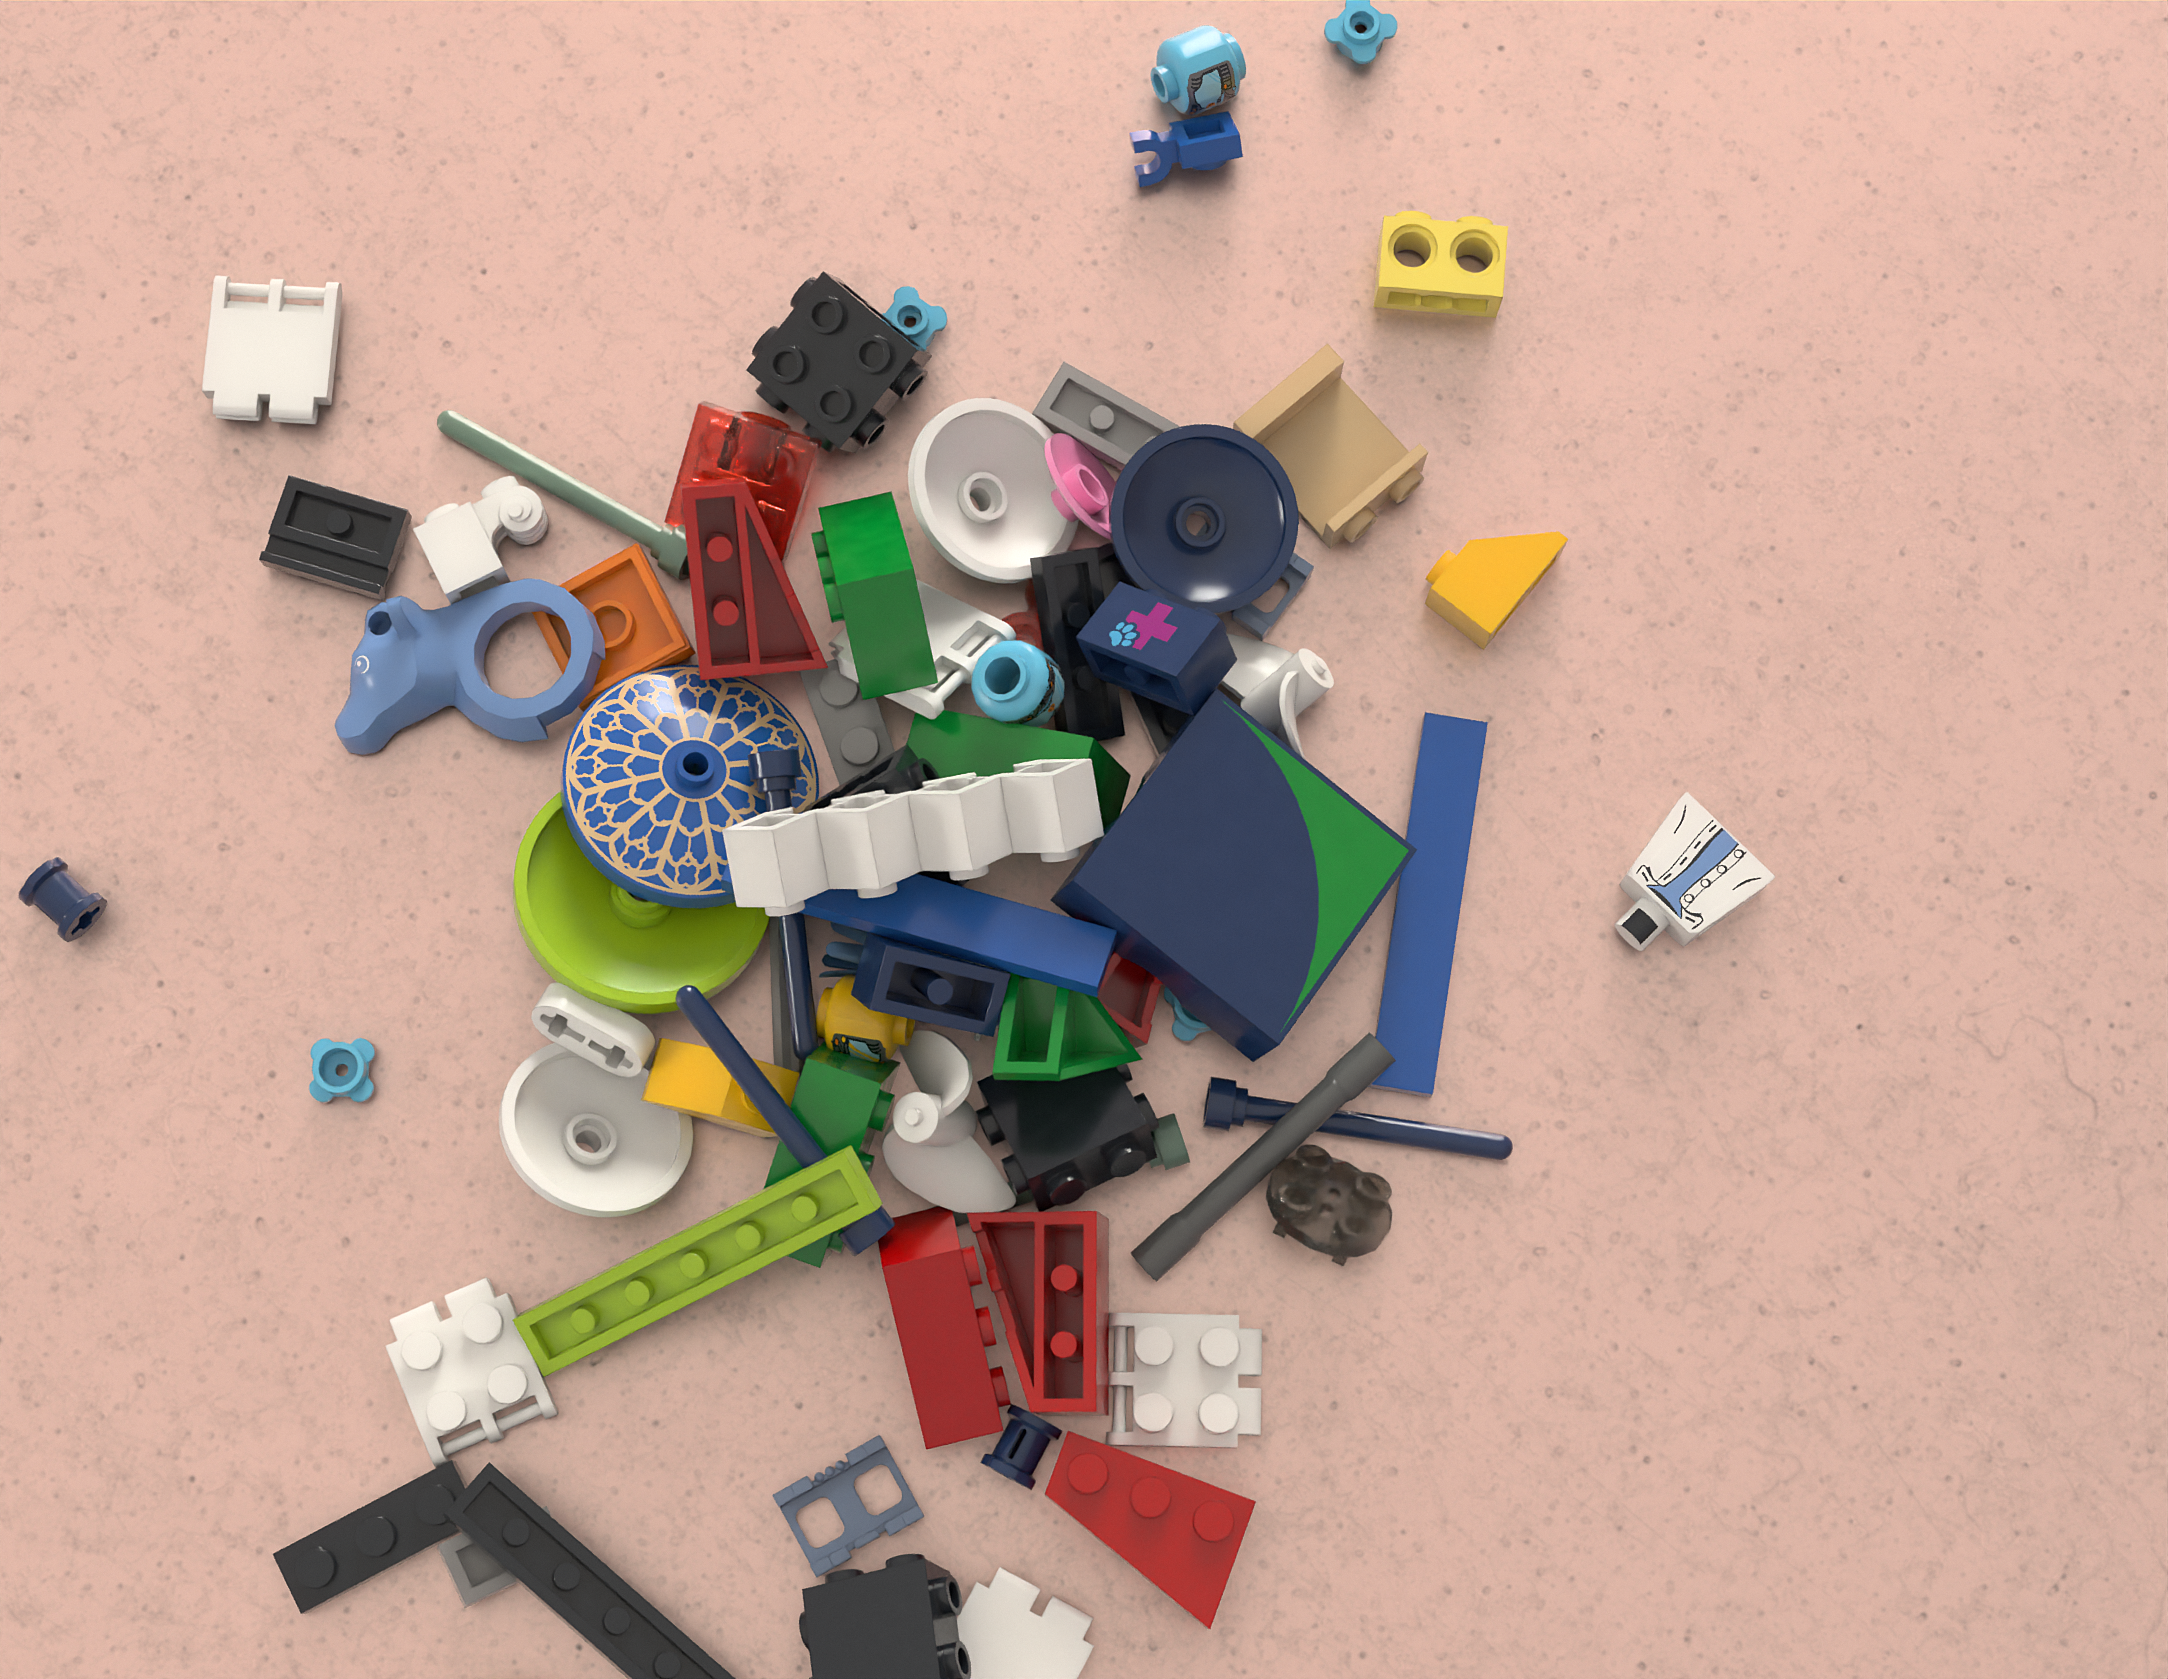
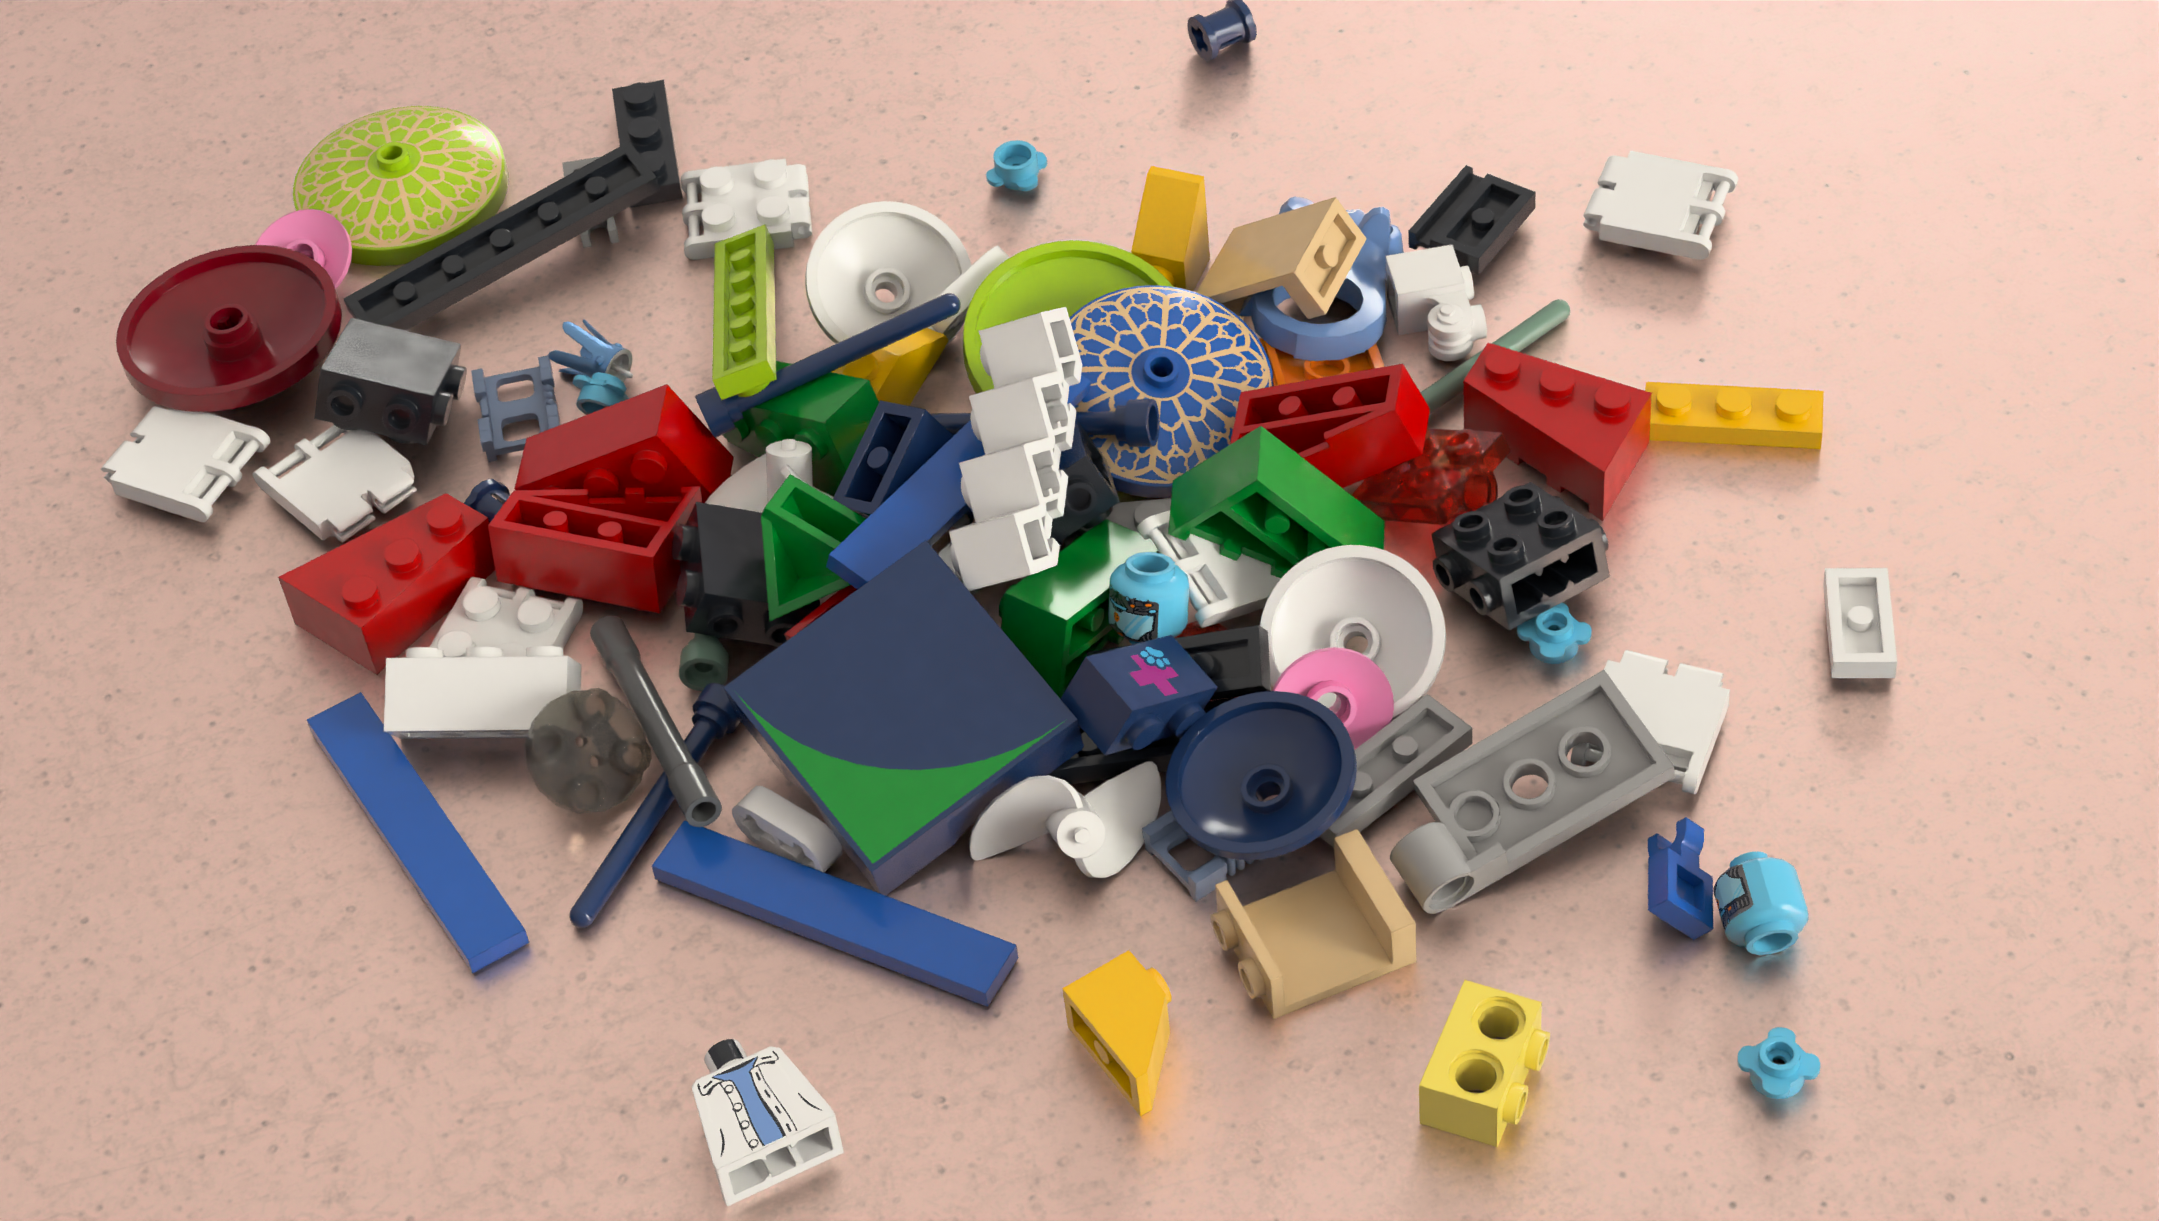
camera: 115 degrees right, 30 degrees down
(460, 837) = (1173, 226): none -> yellow slope
(493, 699) = (1298, 249): none -> tan panel
(567, 220) = (1736, 415): none -> yellow plate
(639, 368) = (1560, 422): none -> red wedge
(761, 1432) = (596, 354): none -> flat silver piece
(820, 1406) = (598, 391): none -> medium azure plate
(832, 48) = (1859, 623): none -> white plate
(1001, 207) = (1677, 710): none -> white plate
(1179, 311) = (1490, 830): none -> light grey hinge
(1288, 1345) = (474, 693): none -> white brick
(1357, 976) = (786, 829): none -> white beam
(1445, 1363) = (418, 833): none -> blue tile

